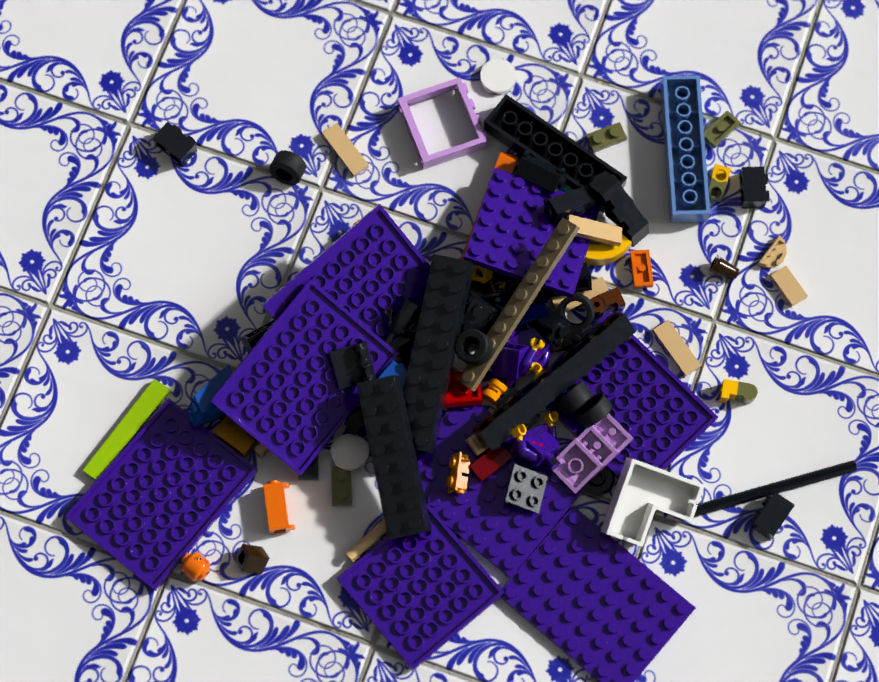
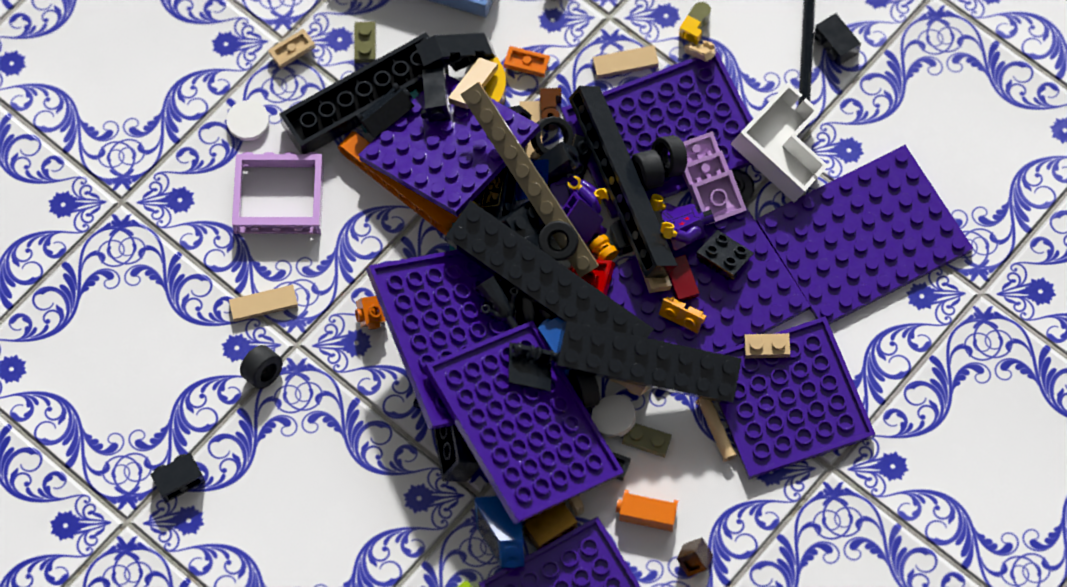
camera: 65 degrees left, 5 degrees down
(457, 552) = (767, 345): none -> tan plate
(574, 83) = (291, 48): none -> tan plate
(710, 406) = (703, 51): none -> tan tile

